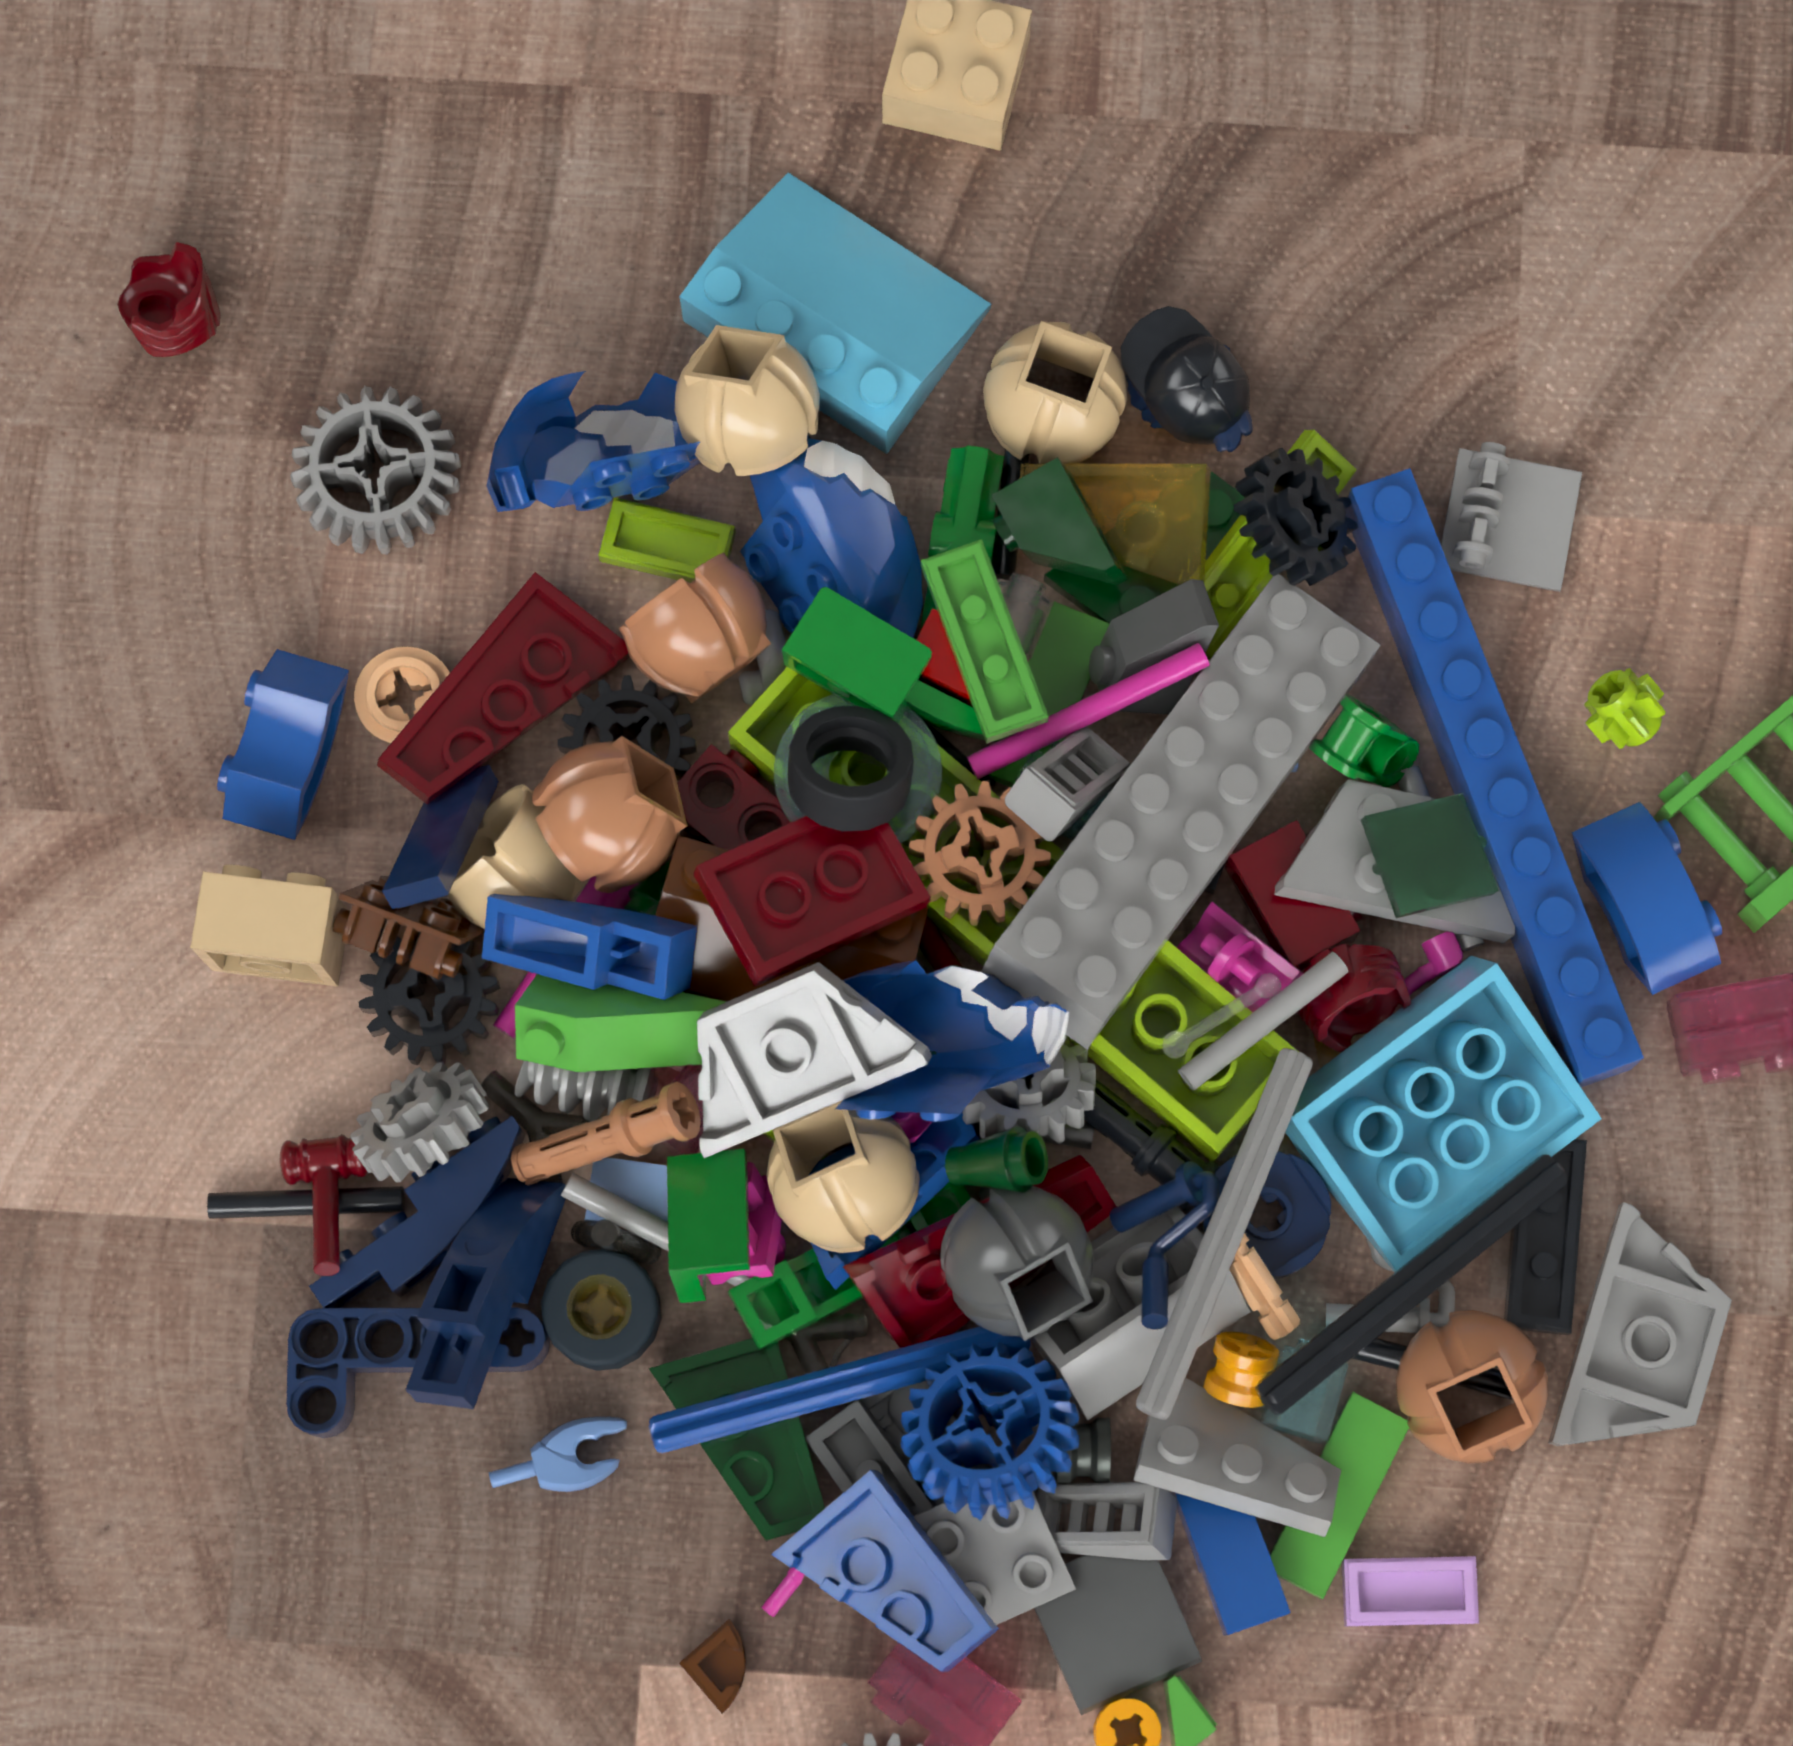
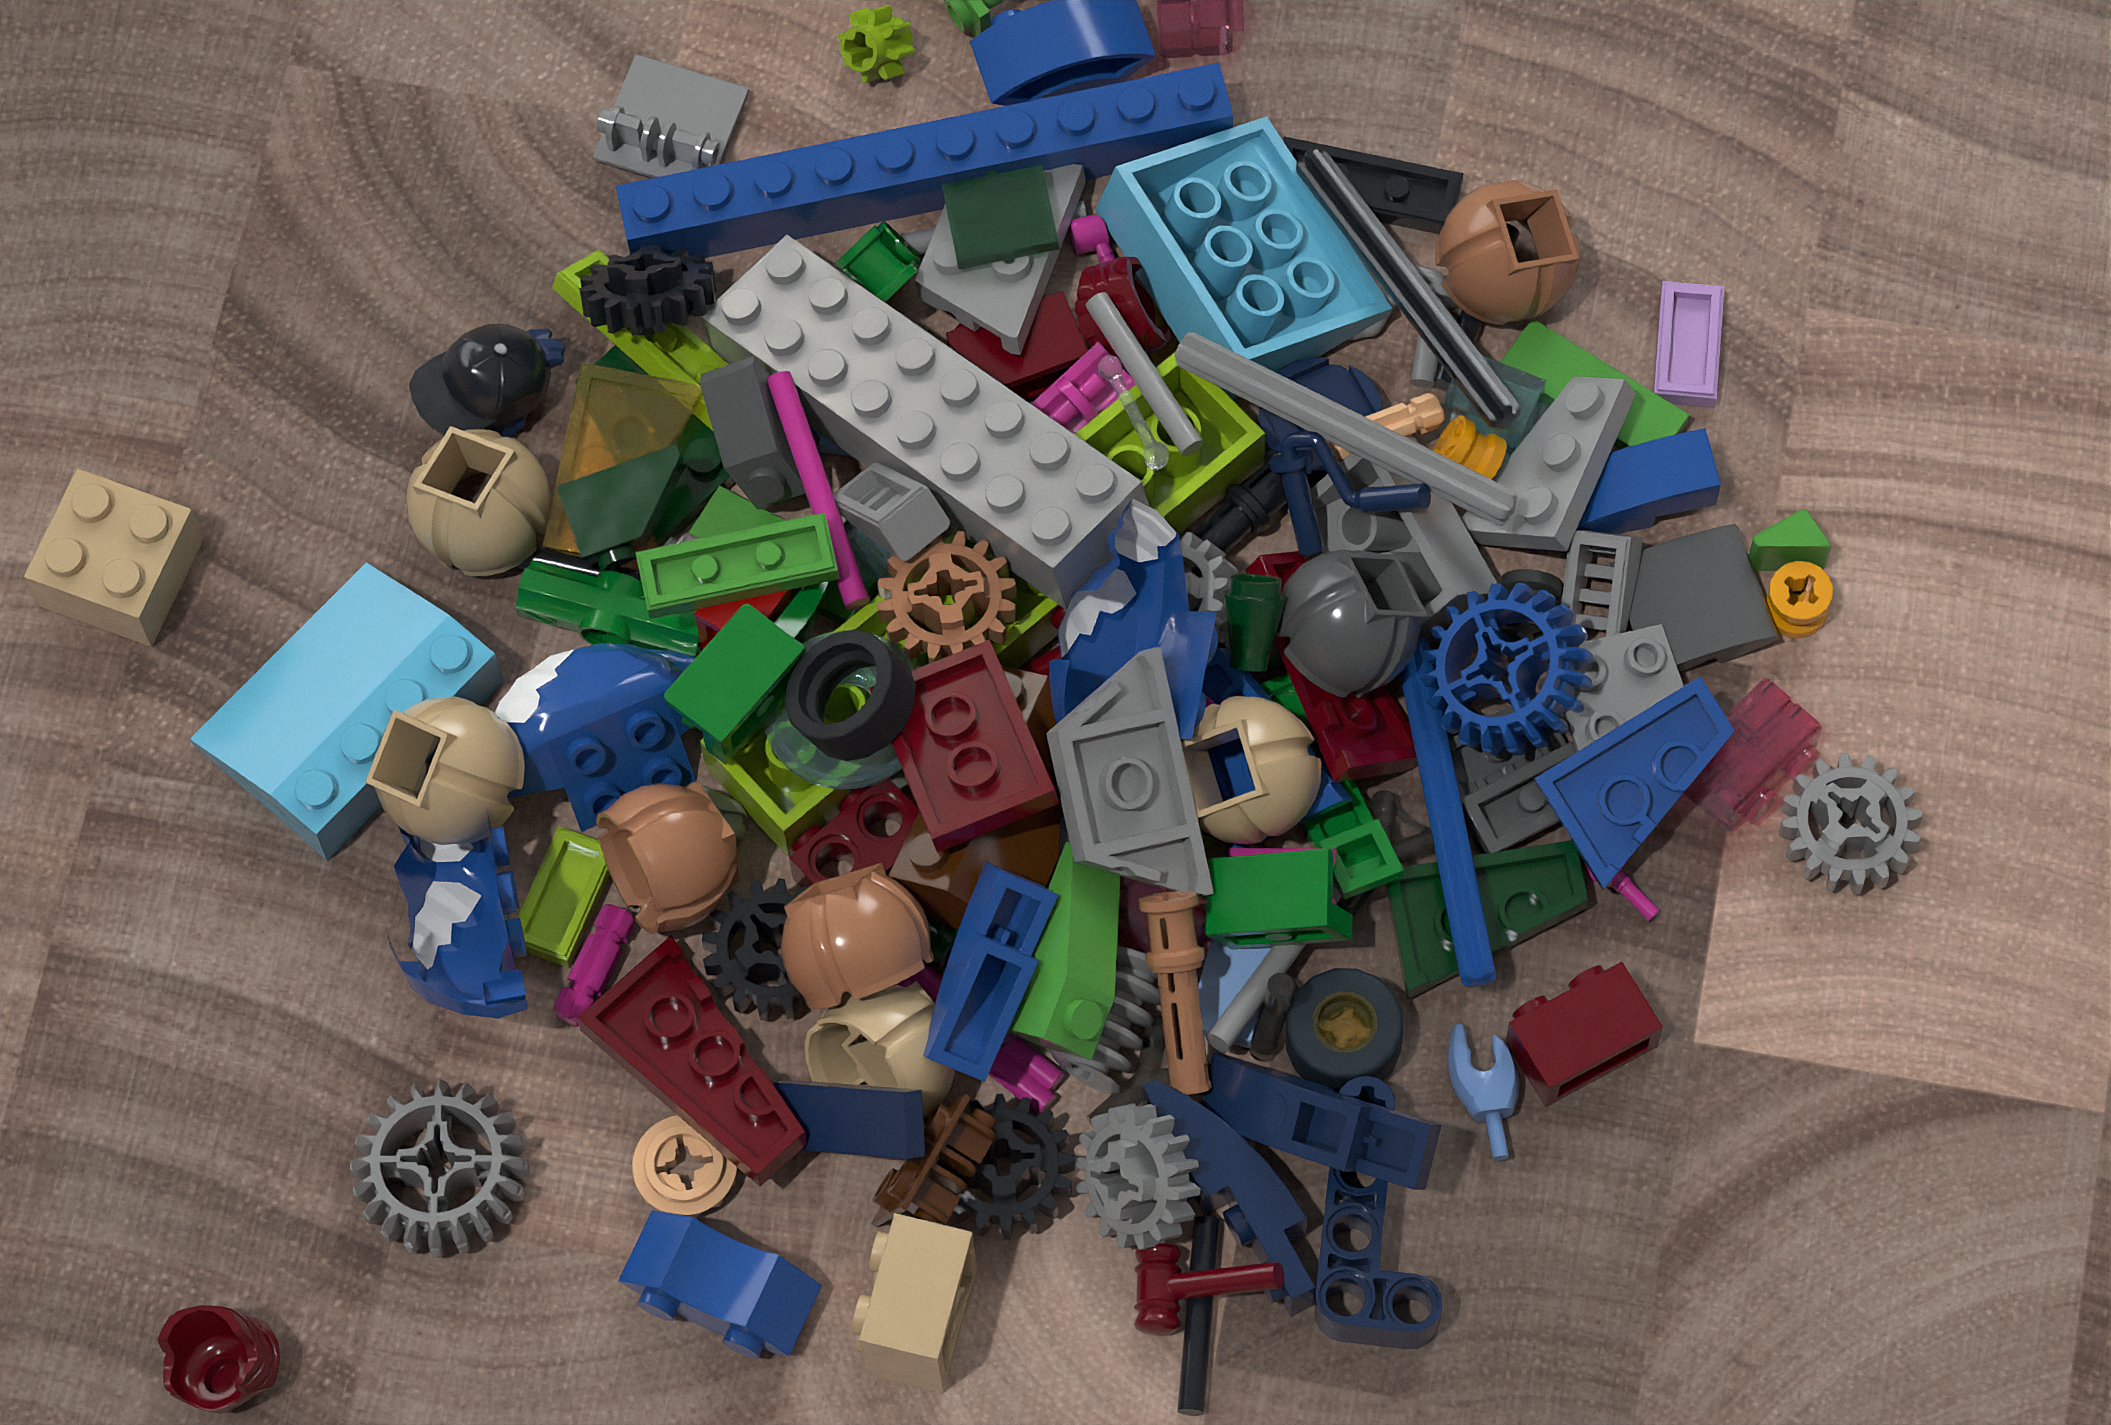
camera: 80 degrees left, 10 degrees down
(597, 581) = (594, 963): none -> dark pink axle
(625, 1548) = (1582, 1032): none -> dark red piece
(718, 1665) = (1702, 965): reddish brown tile -> none
(1642, 1340) = (1474, 113): light grey wing -> none

